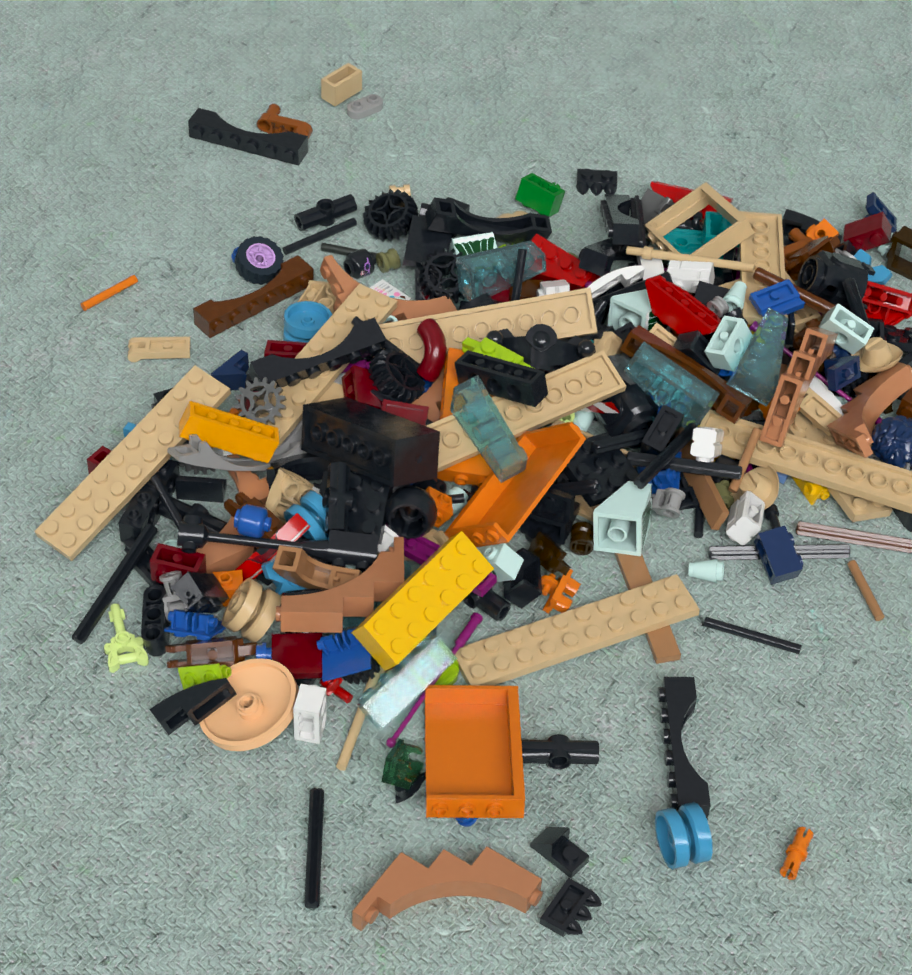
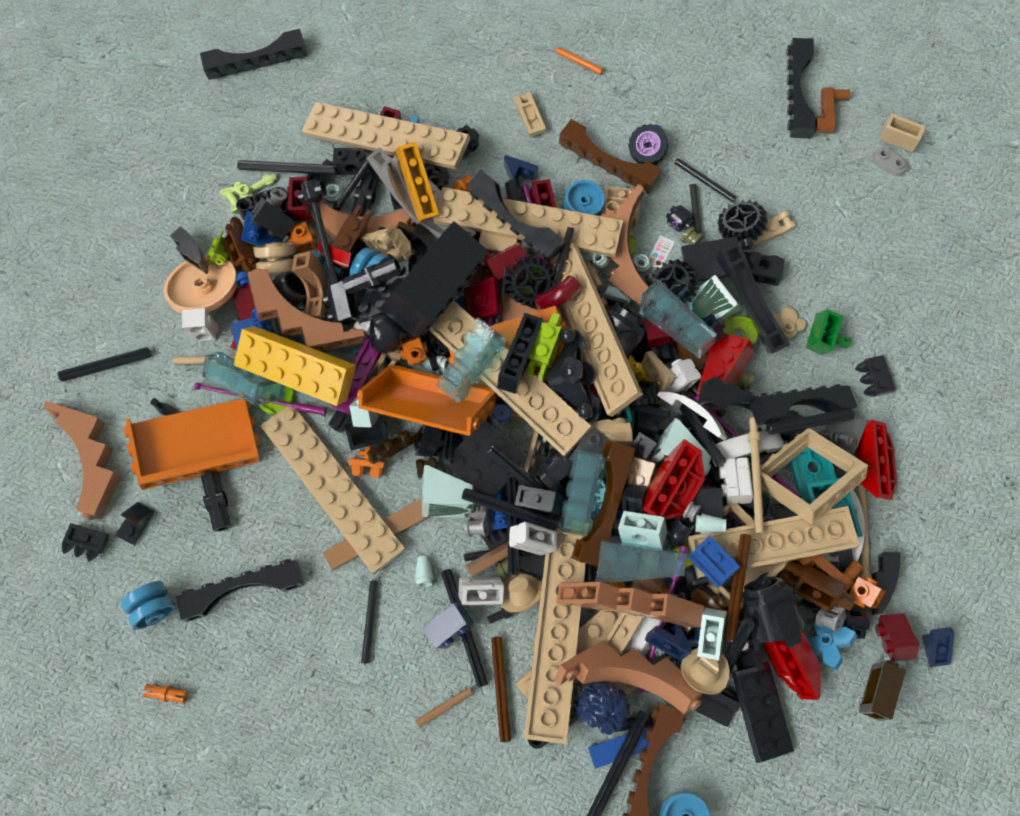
camera: 80 degrees right, 25 degrees up
(252, 521) = (332, 226): blue head -> none
(266, 395) = (452, 192): dark grey gear -> none
(325, 212) = (737, 180): black piece -> none
(399, 767) = (171, 398): clear green hinge -> none
(519, 272) = (661, 340): black bar -> none
(745, 458) = (539, 576): medium nougat bar -> none

